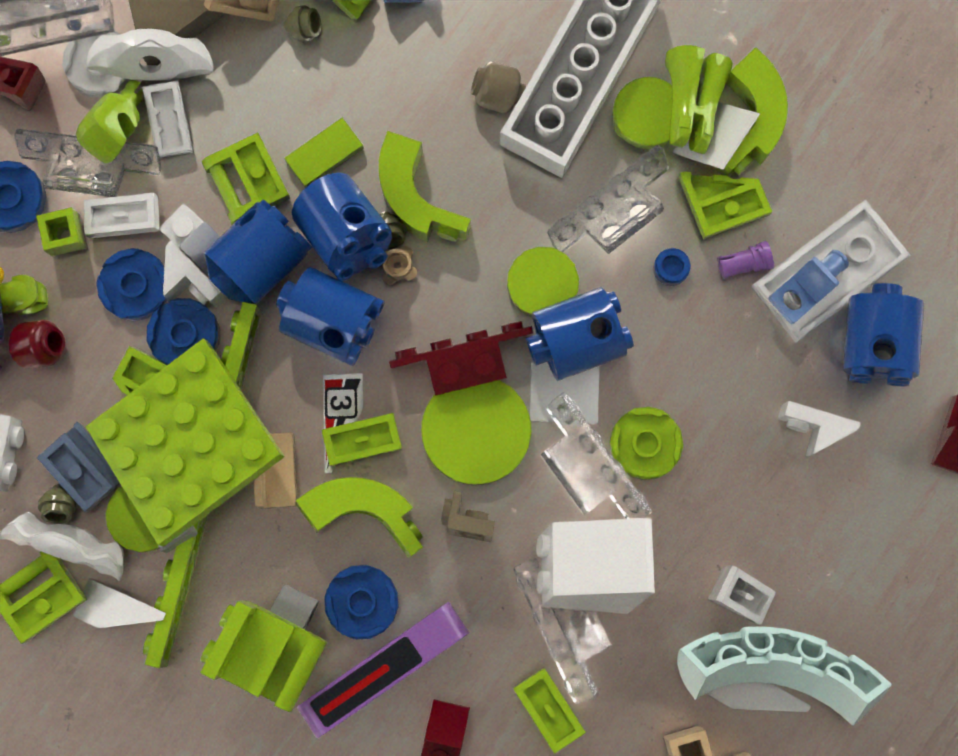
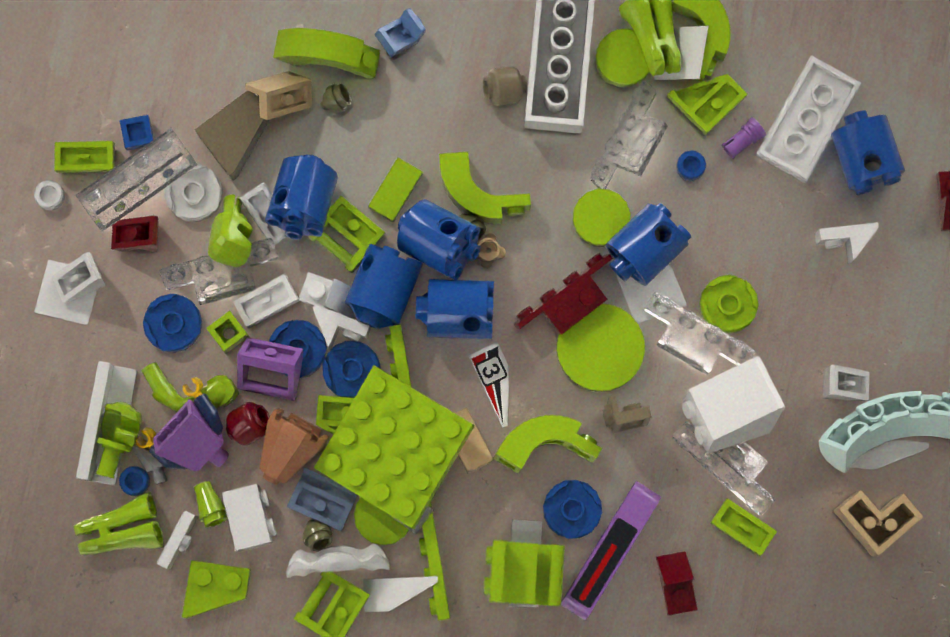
camera: 25 degrees left, 0 degrees up
(70, 388) = (288, 446): none -> nougat cone
(96, 282) = (270, 357): none -> medium lavender tile
(122, 55) = (217, 181): white piece -> none
(209, 112) = (302, 196): none -> blue cylinder
(361, 439) = (520, 390): lime plate -> none
(810, 284) = (798, 136): medium blue bracket -> none

